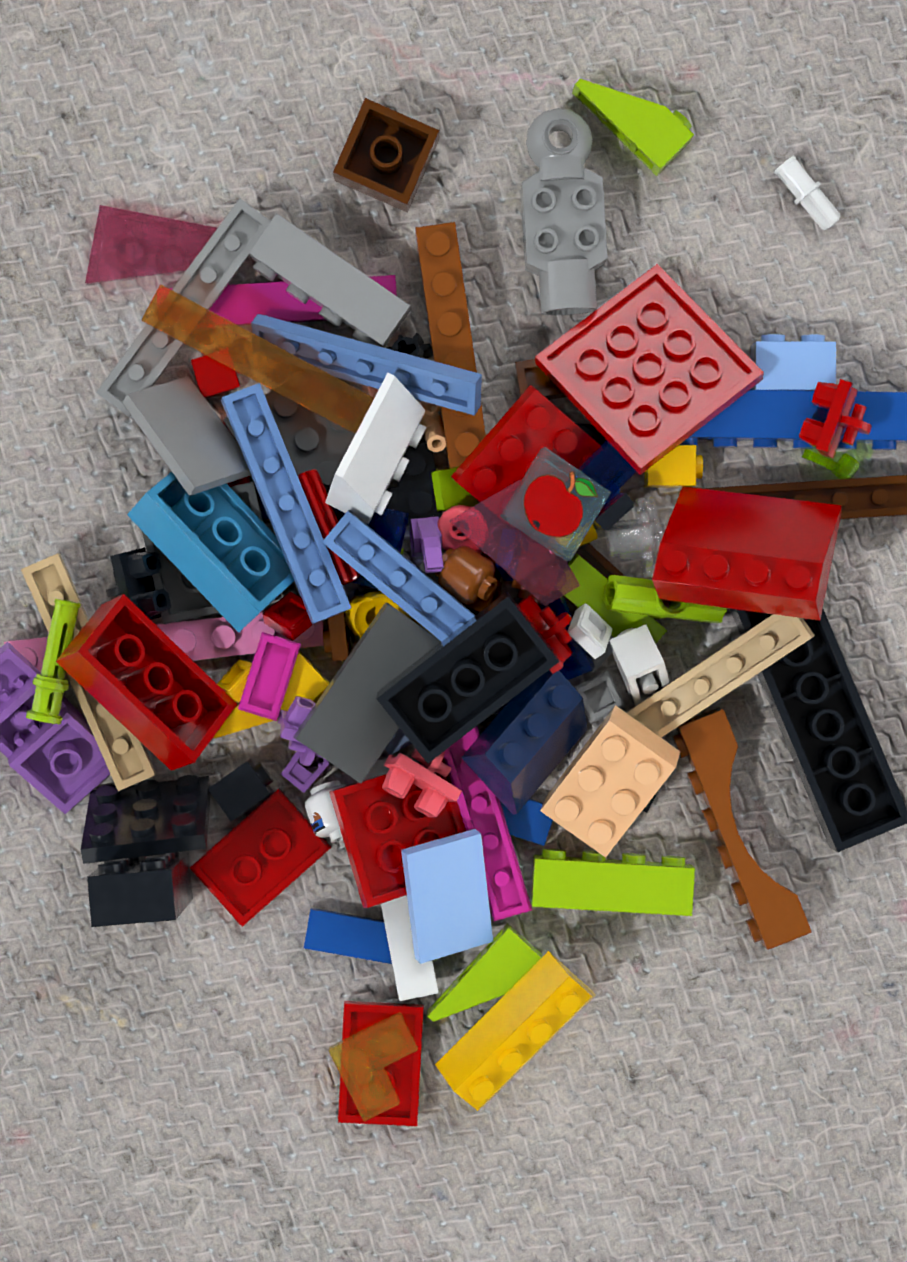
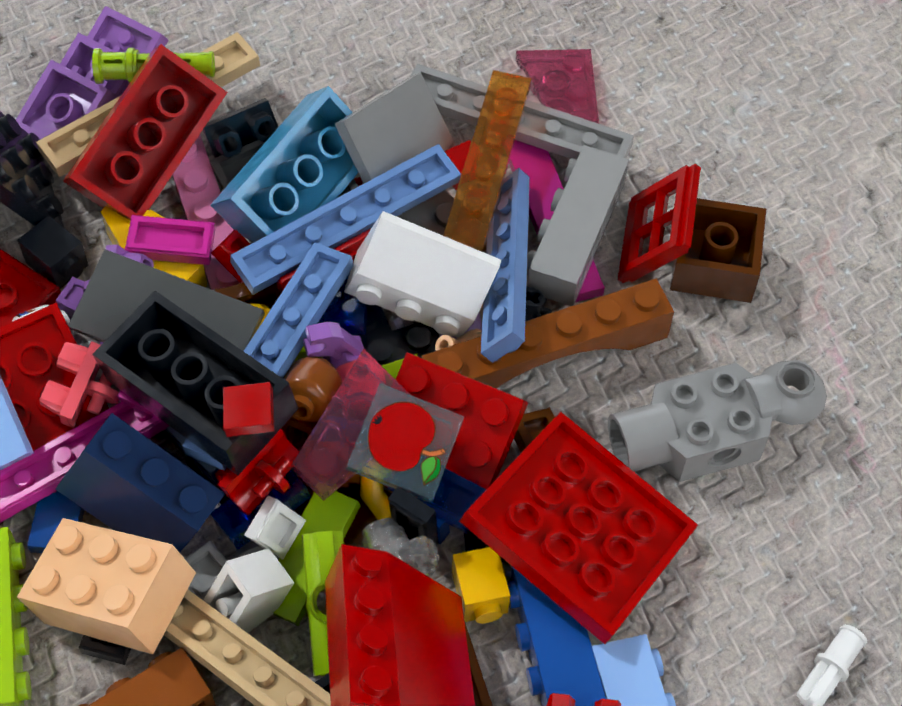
camera: 75 degrees right, 30 degrees down
(359, 181) = (685, 185): none -> red piece
(530, 635) = (248, 409): none -> red tile
(641, 125) = (839, 477): lime slope -> none

